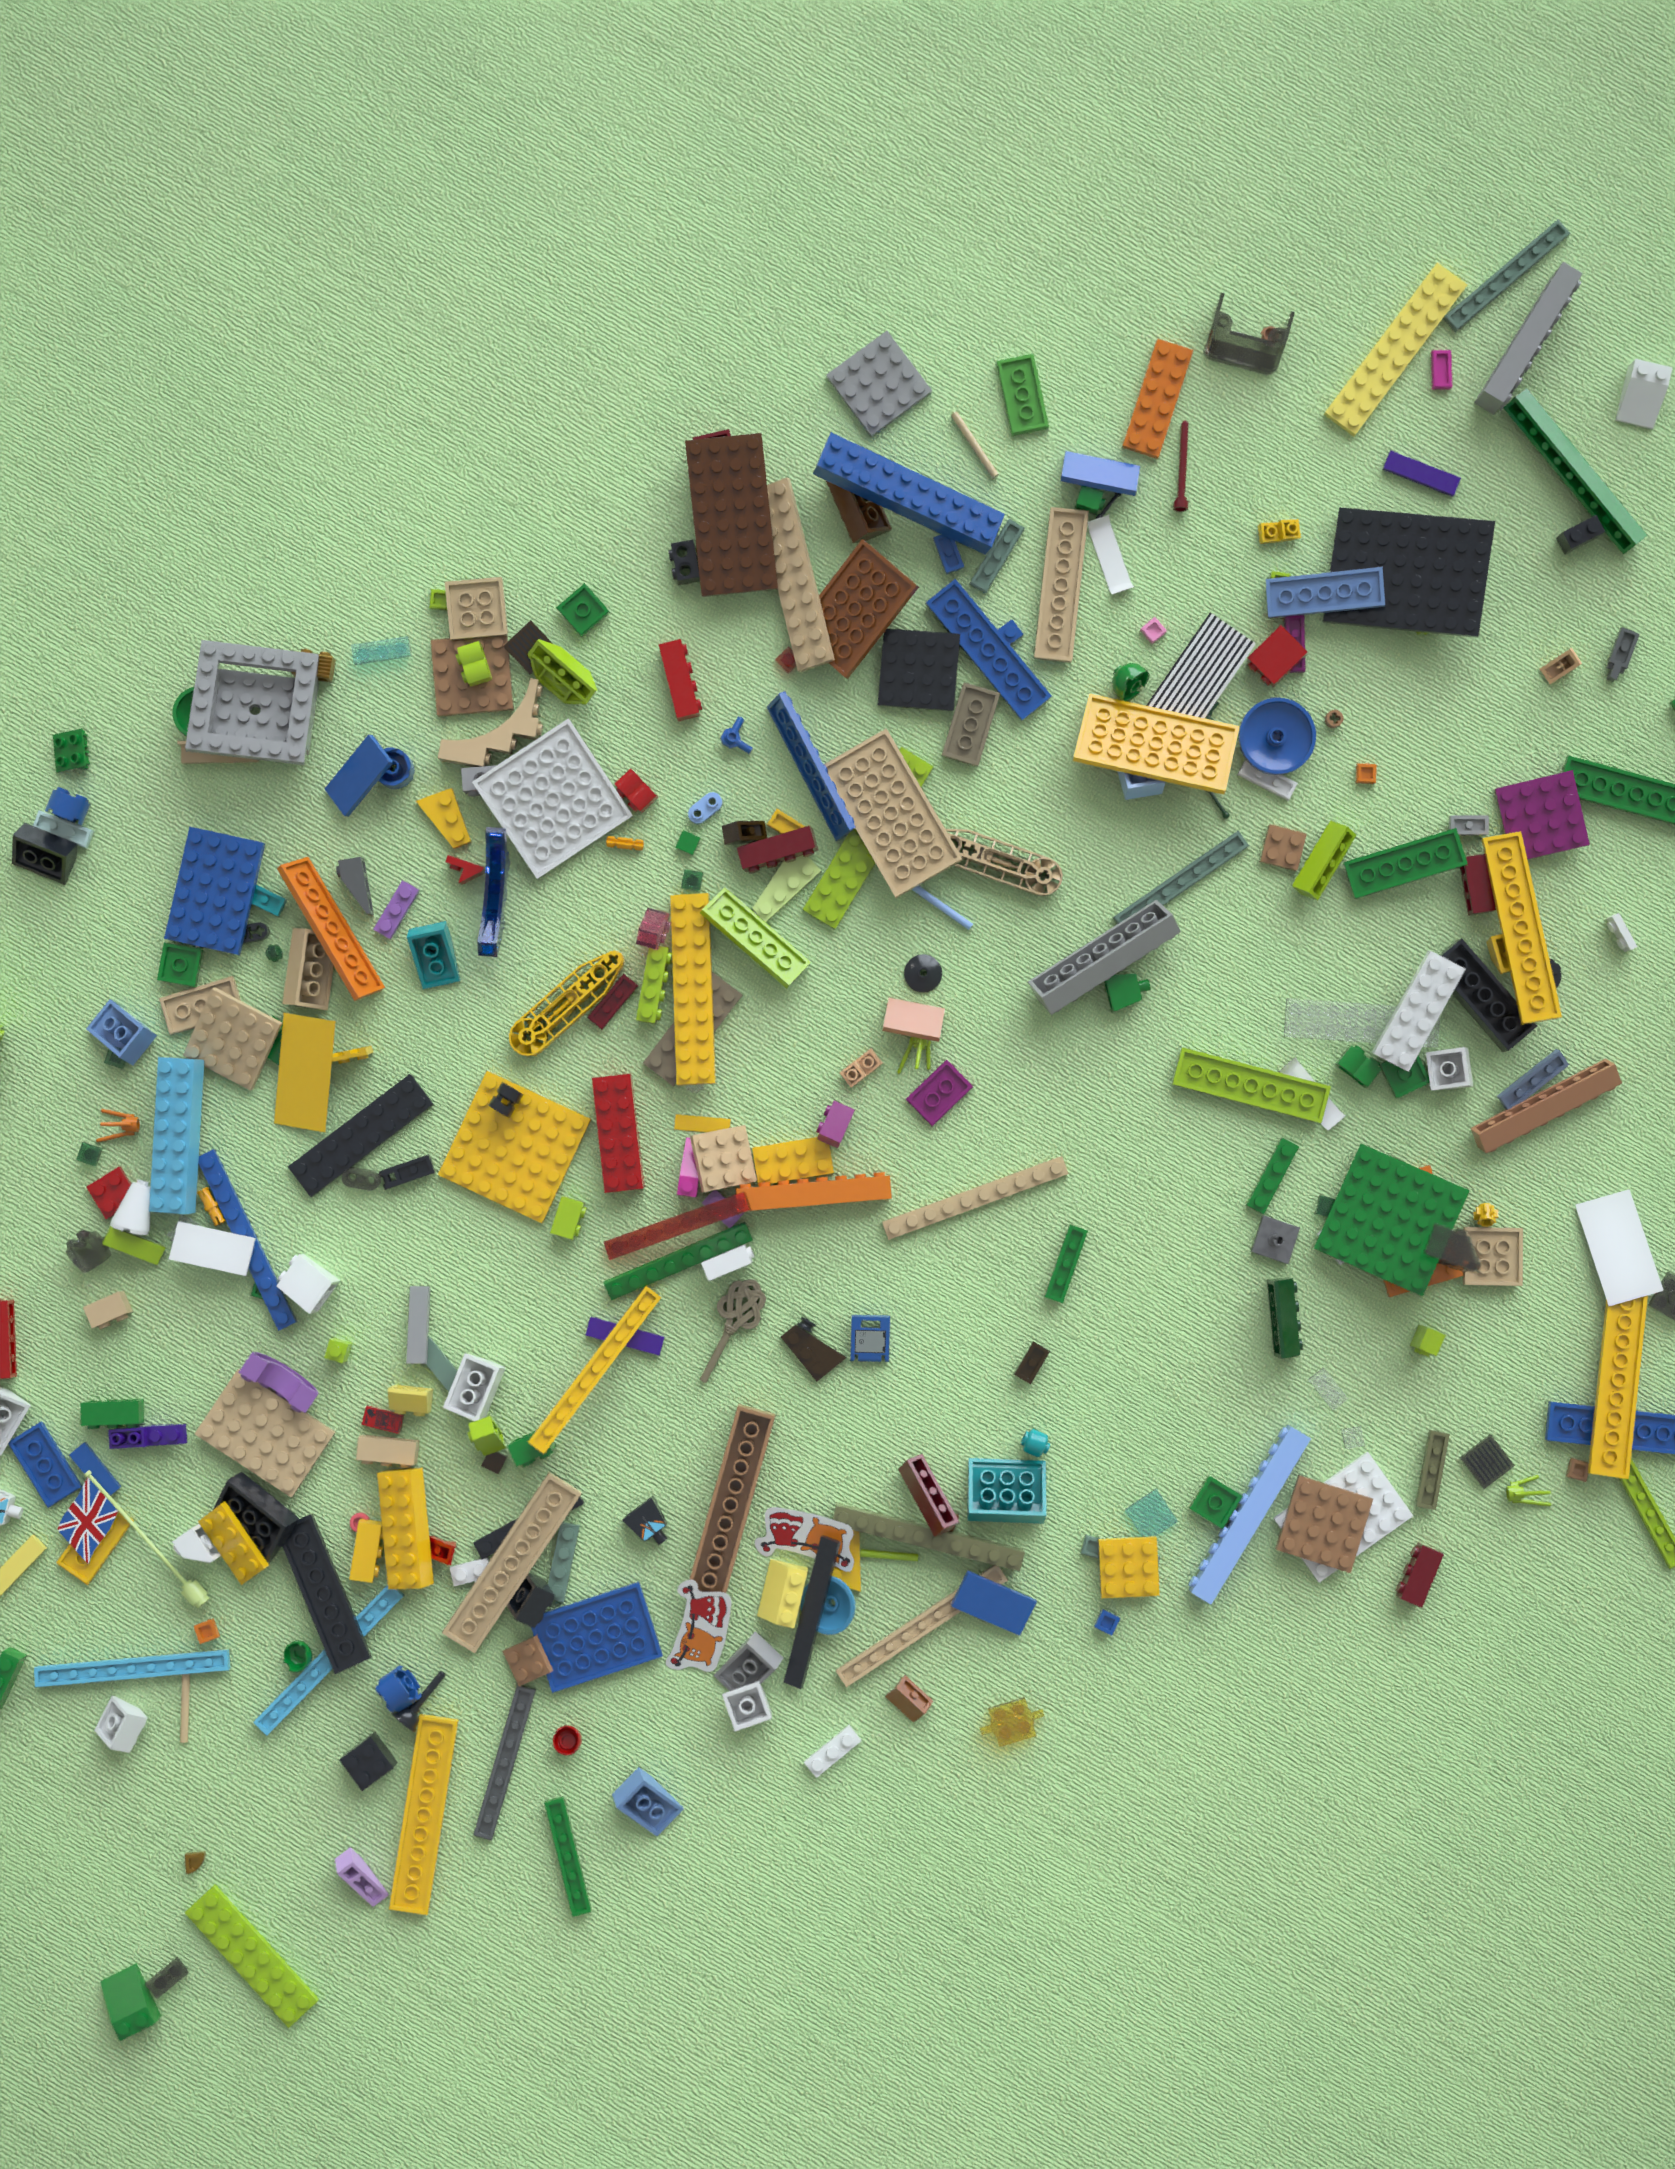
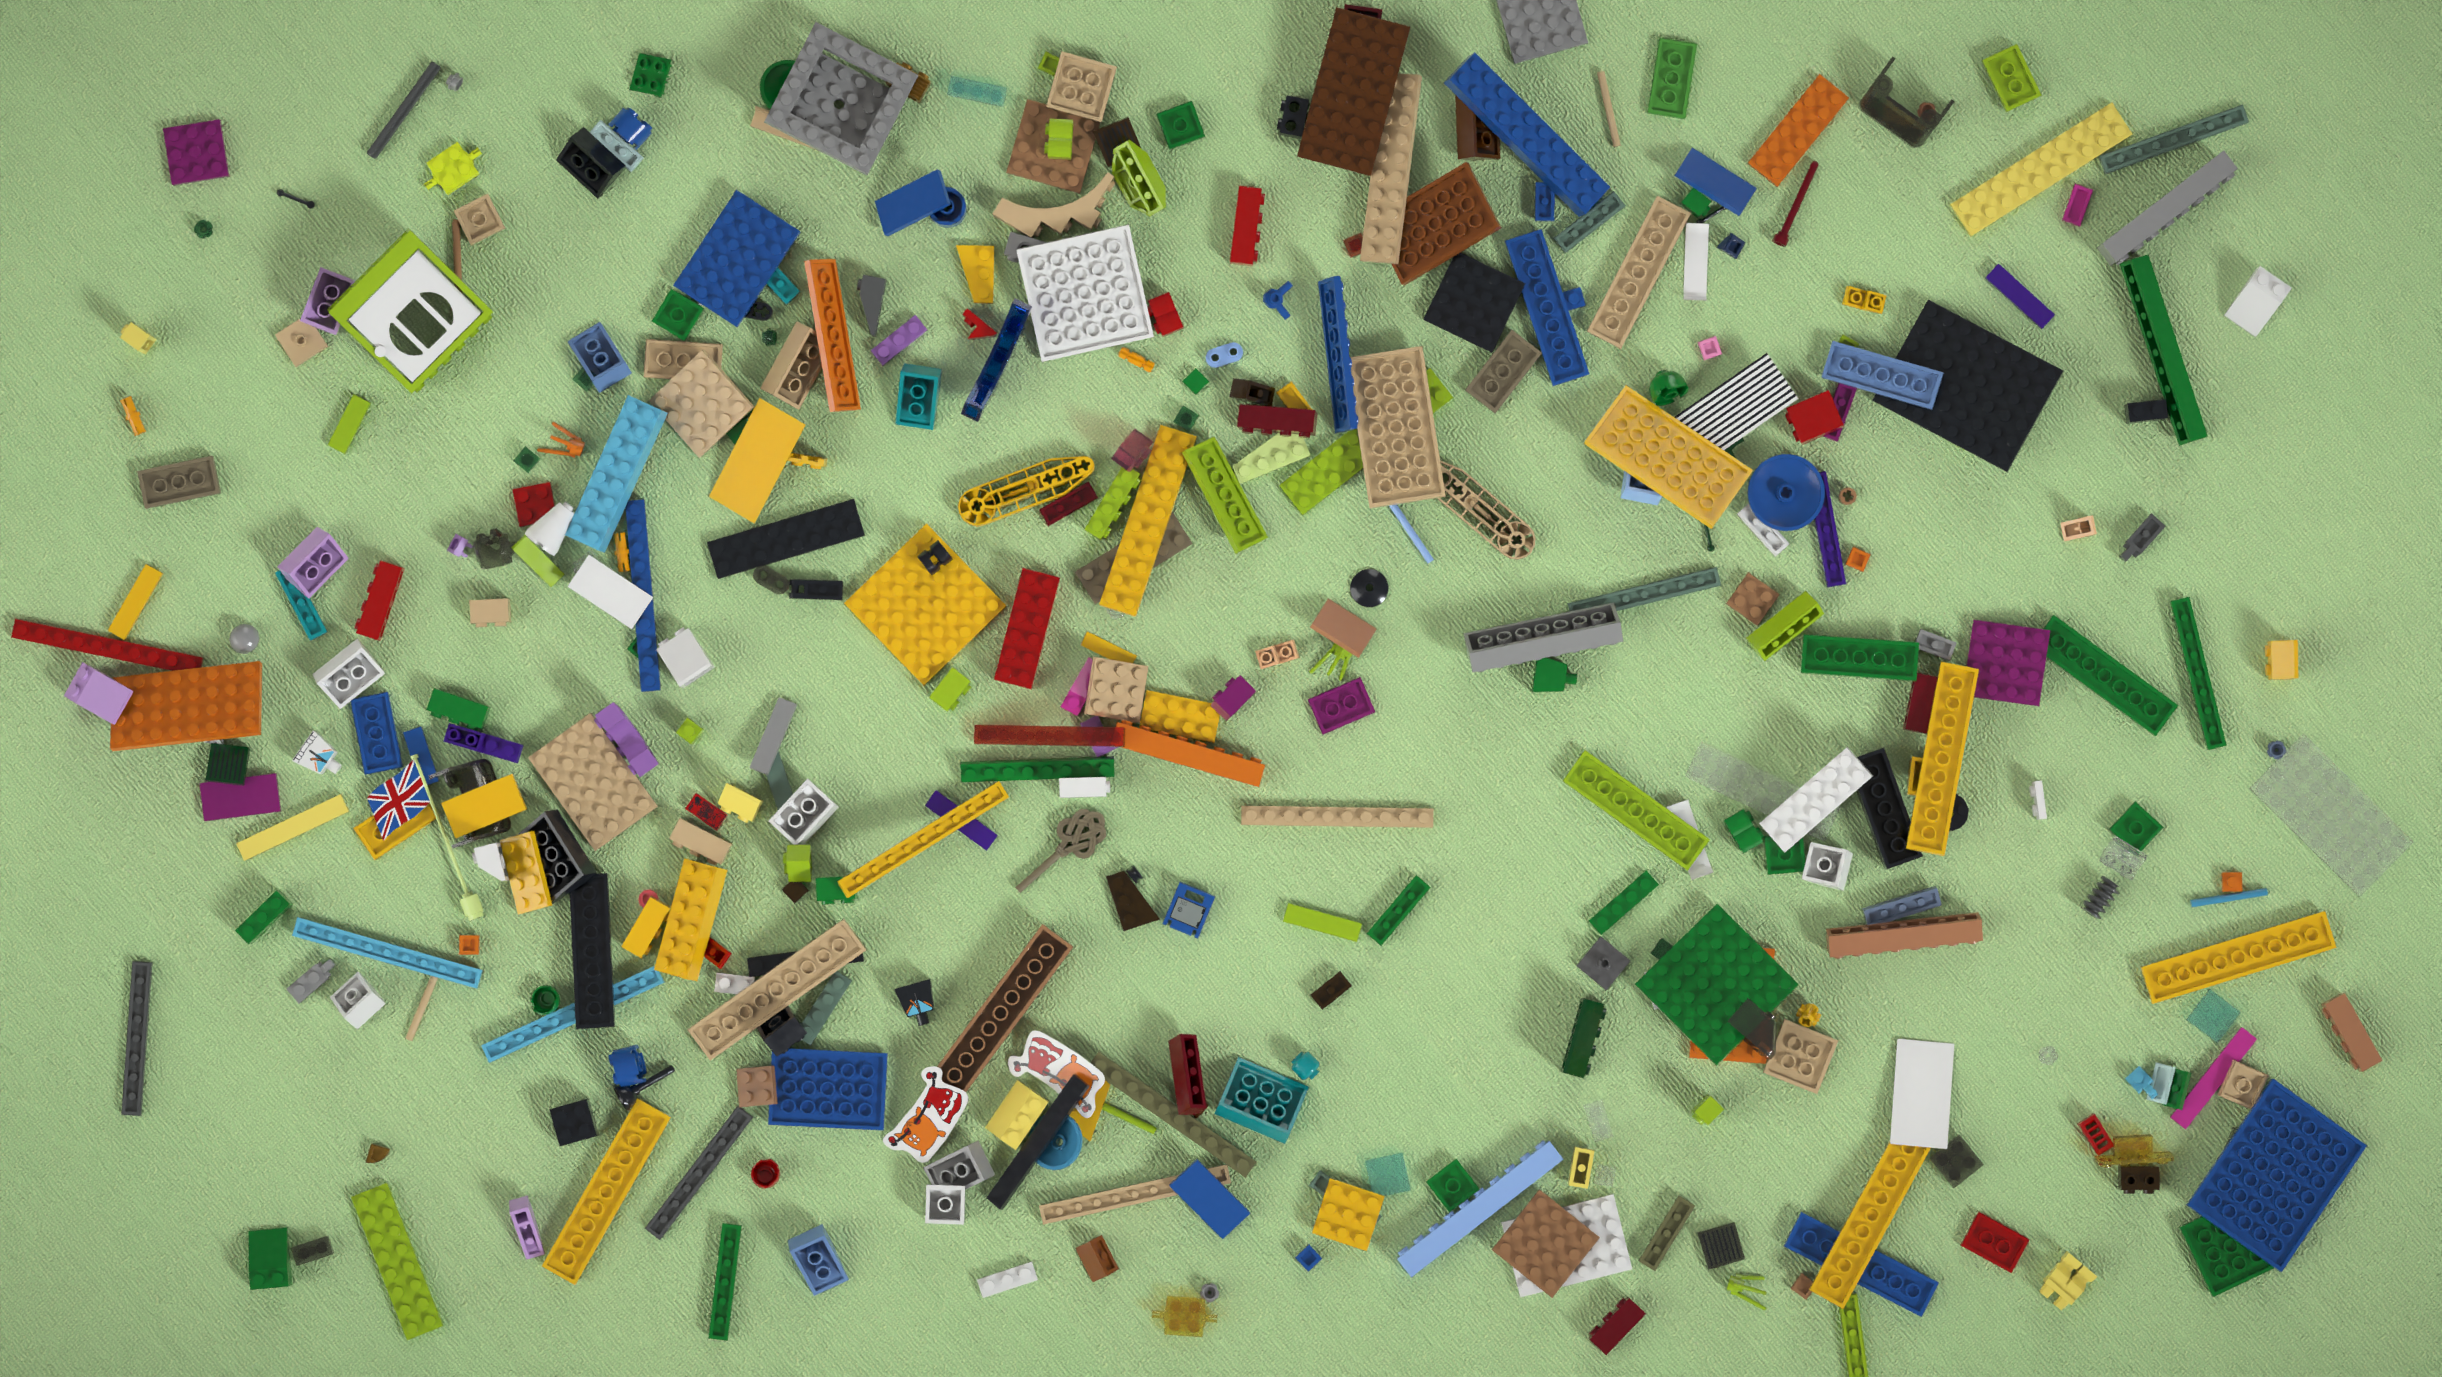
camera: 25 degrees right, 0 degrees up
(54, 1259) = (457, 546): none -> medium lavender tile
(70, 1721) = (310, 980): none -> light grey hinge
(166, 1488) = (467, 778): none -> clear smoke windscreen
(168, 1496) = (484, 806): none -> yellow tile
(999, 1302) = (1322, 922): none -> lime tile
(1027, 1685) = (1214, 1292): none -> light grey plate
(1137, 528) = (1731, 245): none -> dark blue slope
(1329, 1439) = (1580, 1167): none -> light yellow brick
(1334, 769) = (1829, 541): none -> dark purple tile
(1336, 275) = (2011, 78): none -> lime plate

